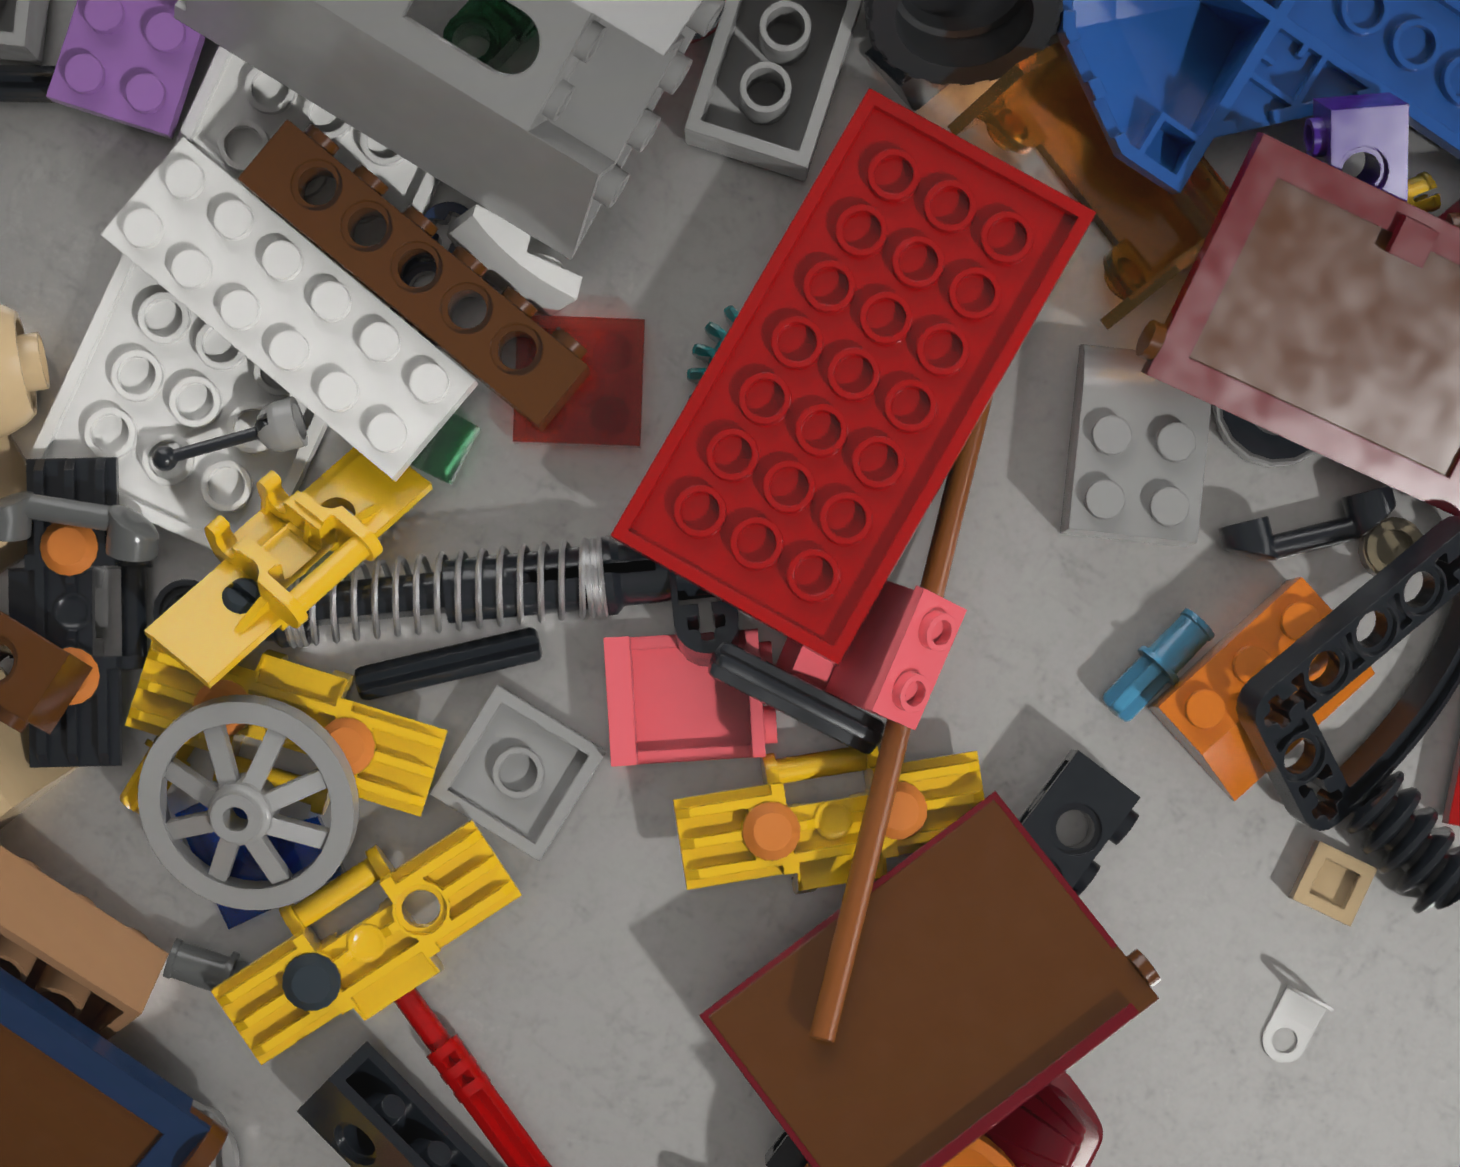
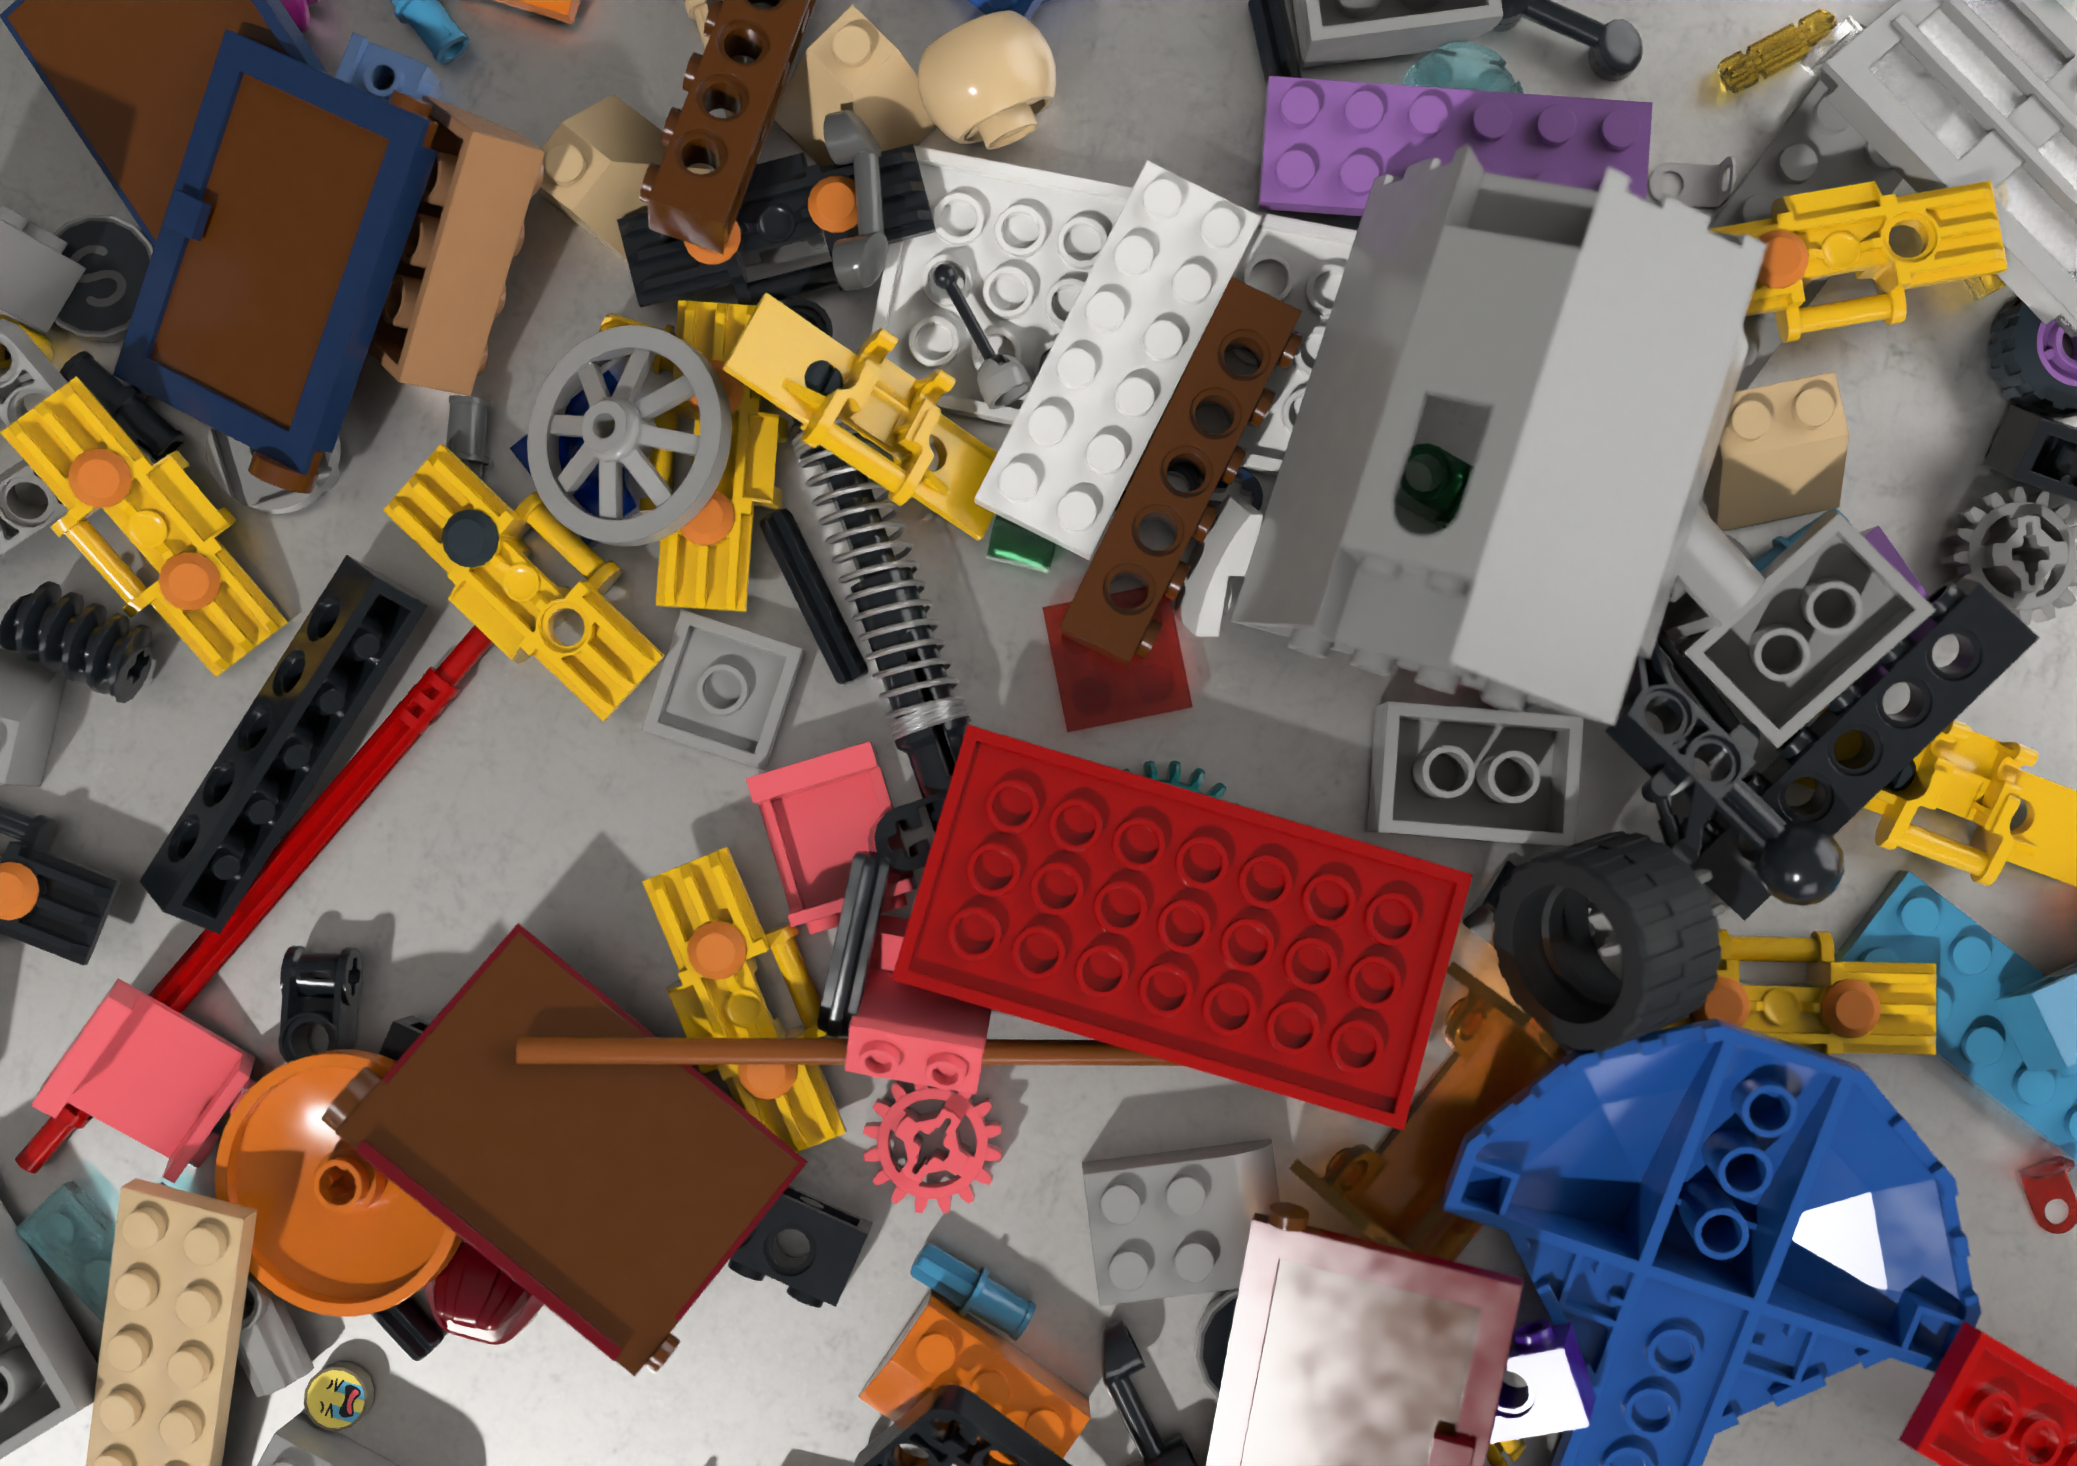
camera: 80 degrees right, 0 degrees up
(1026, 651) = (958, 1157): none -> coral gear

